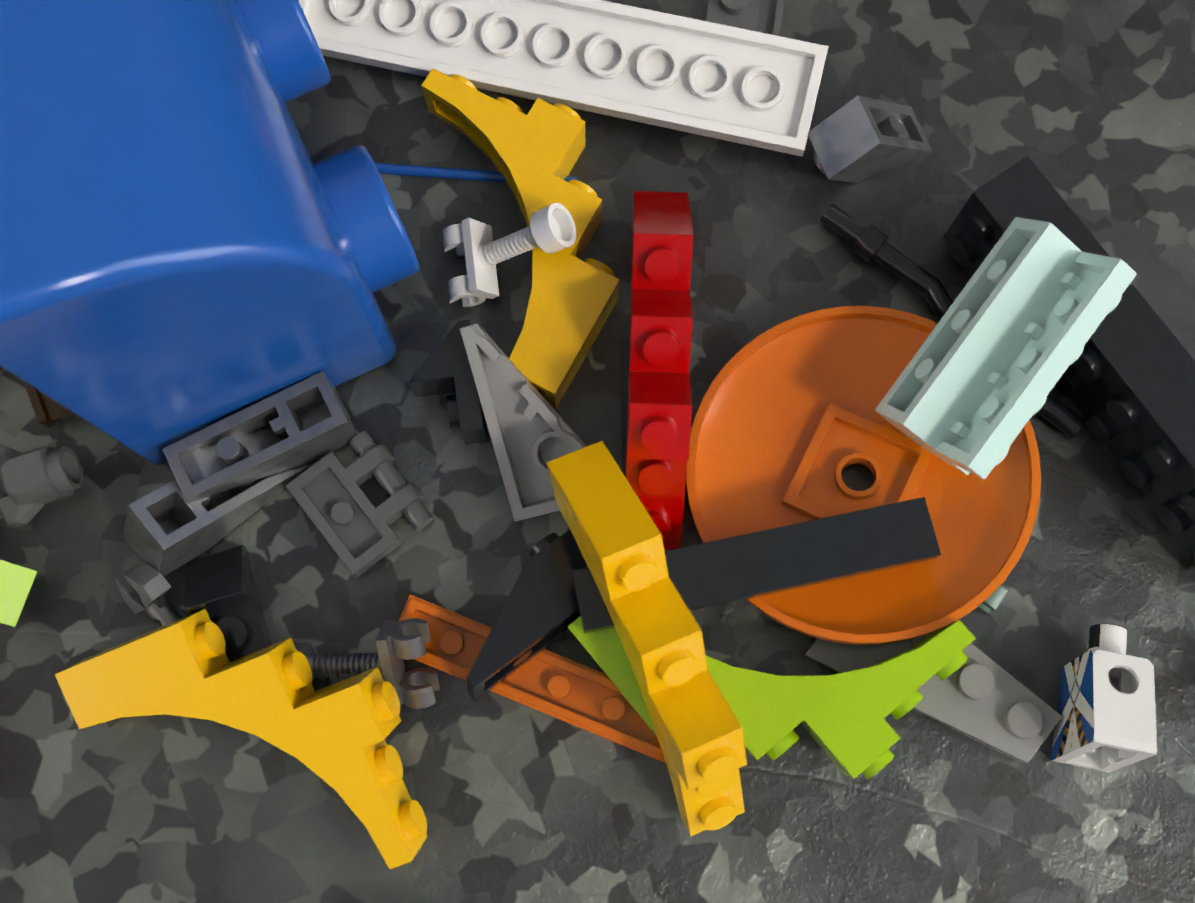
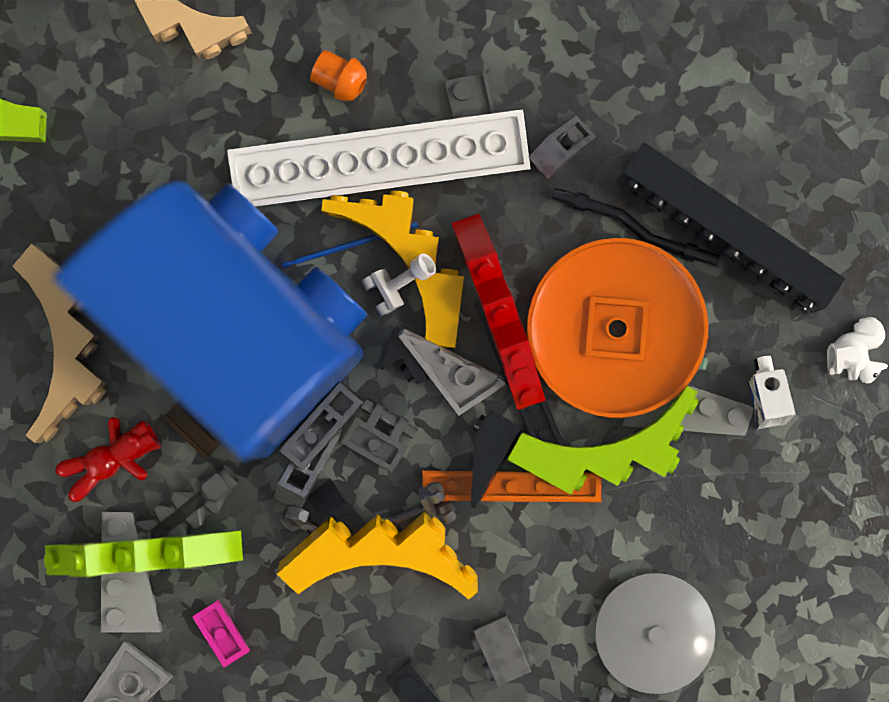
camera: 20 degrees left, 10 degrees up
(658, 634) = (548, 446): yellow arch -> none
(784, 558) = (584, 396): black tile -> none
(1003, 345) = (661, 251): light aqua brick -> none

